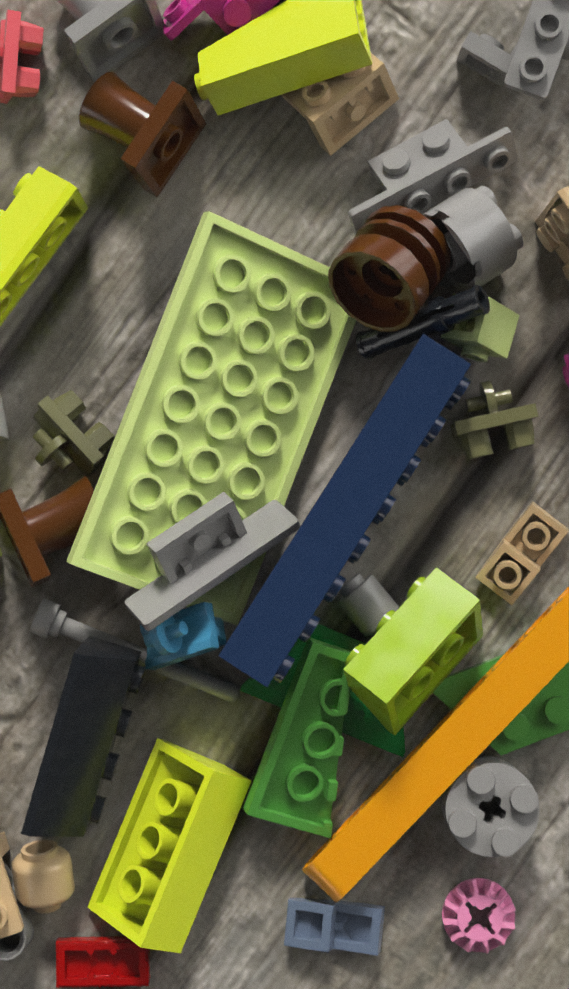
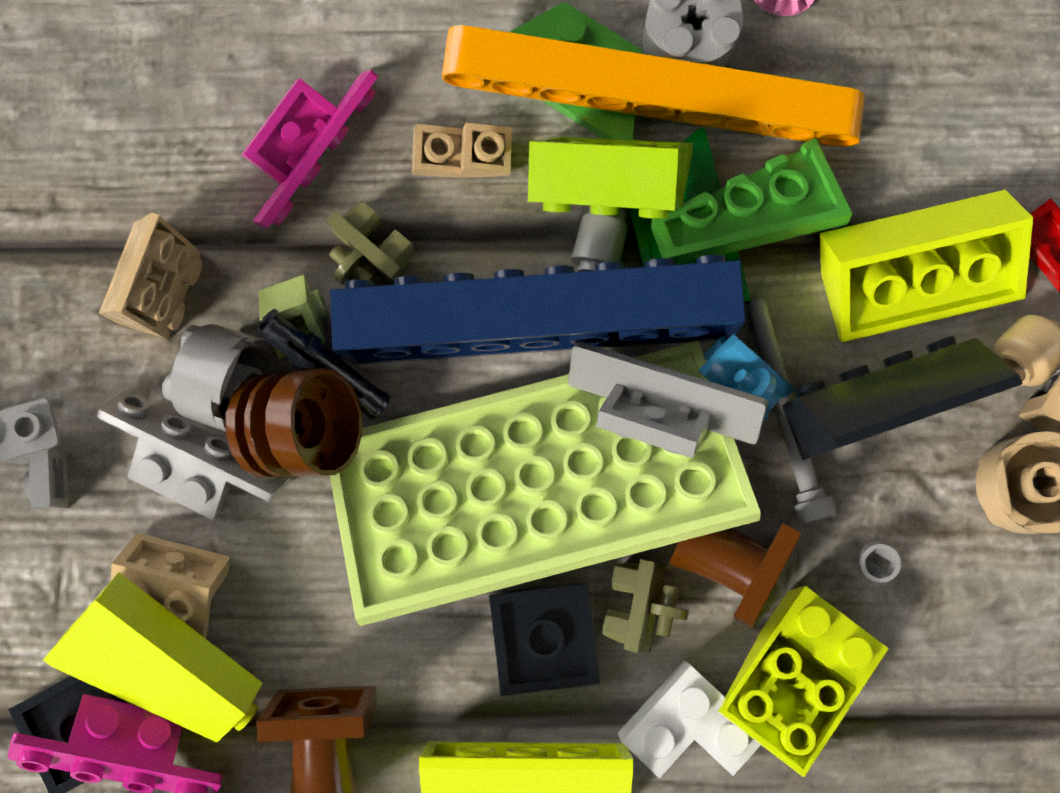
camera: 125 degrees left, 5 degrees down
(99, 344) = (544, 639): none -> black plate
(334, 925) = (890, 97): sand blue slope -> none

